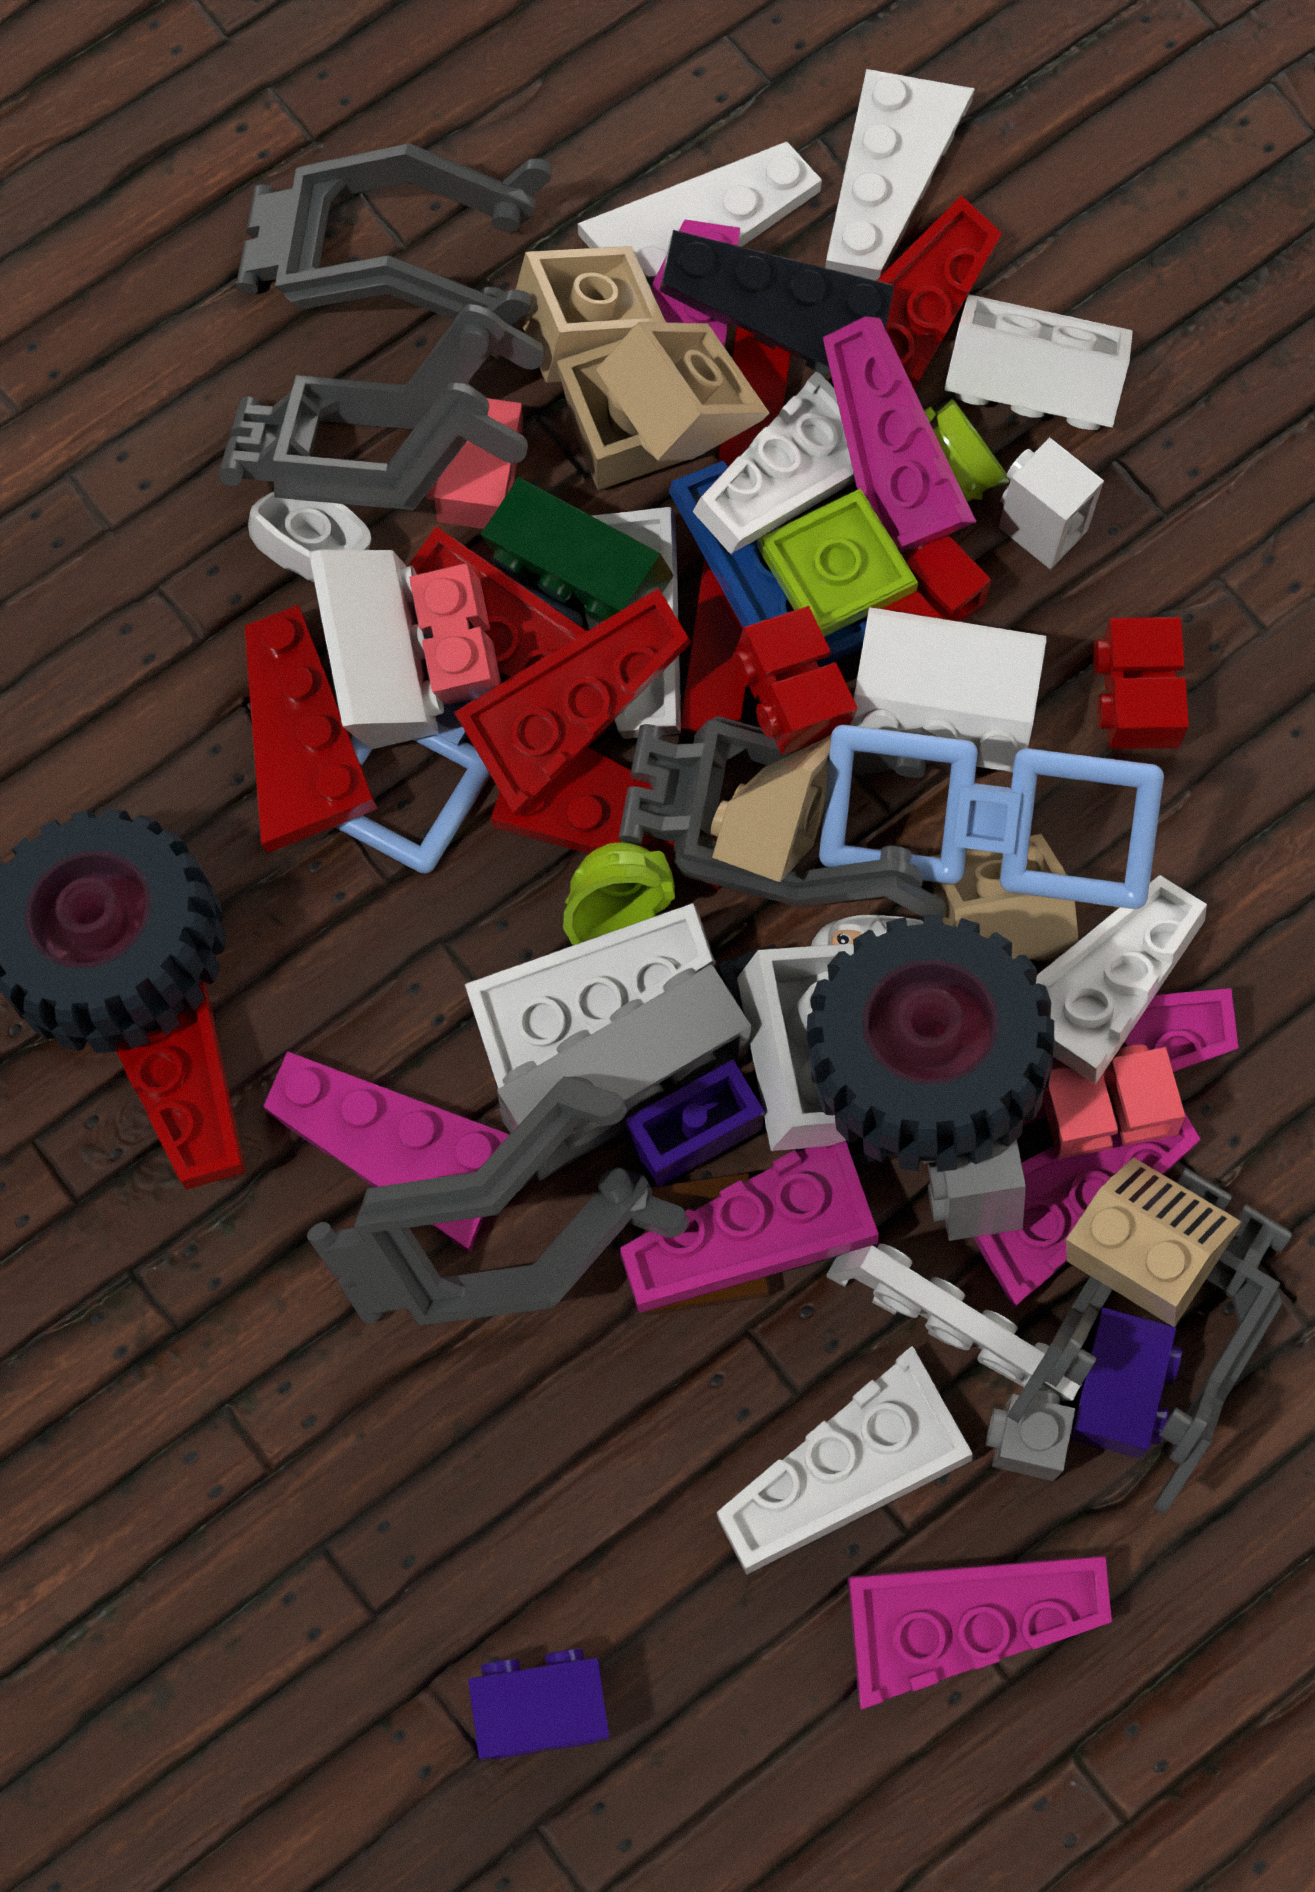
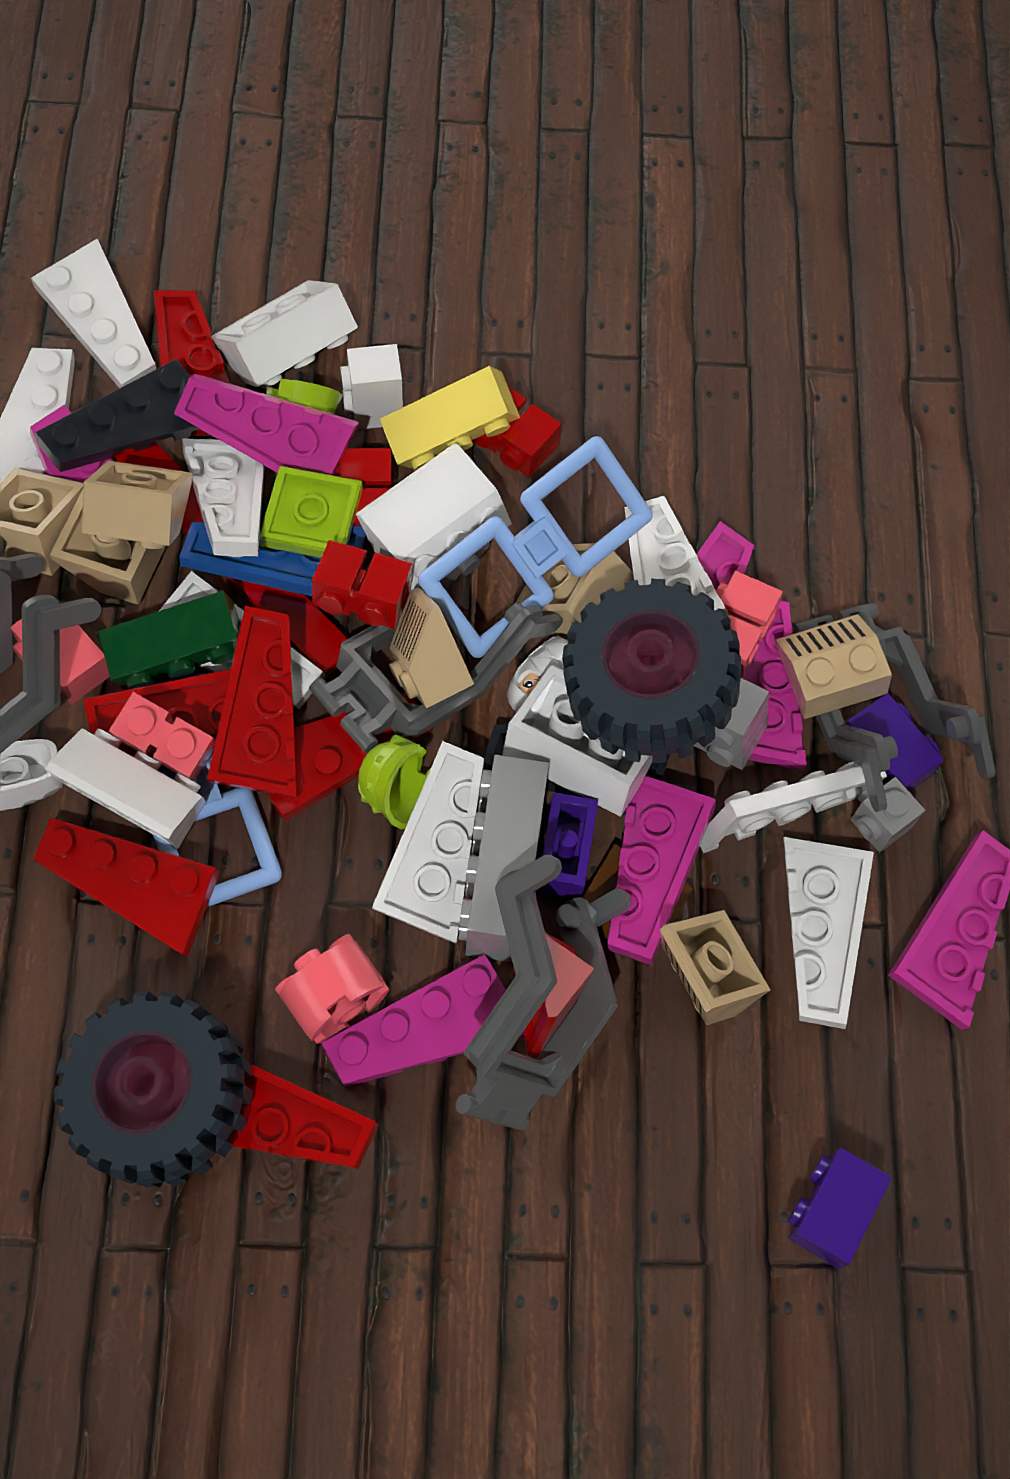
camera: 55 degrees left, 5 degrees down
(341, 1013) = (331, 988): none -> coral brick
(525, 1229) = (572, 978): none -> slope
(683, 1373) = (713, 965): none -> tan slope
(1080, 610) = (450, 416): none -> light yellow brick

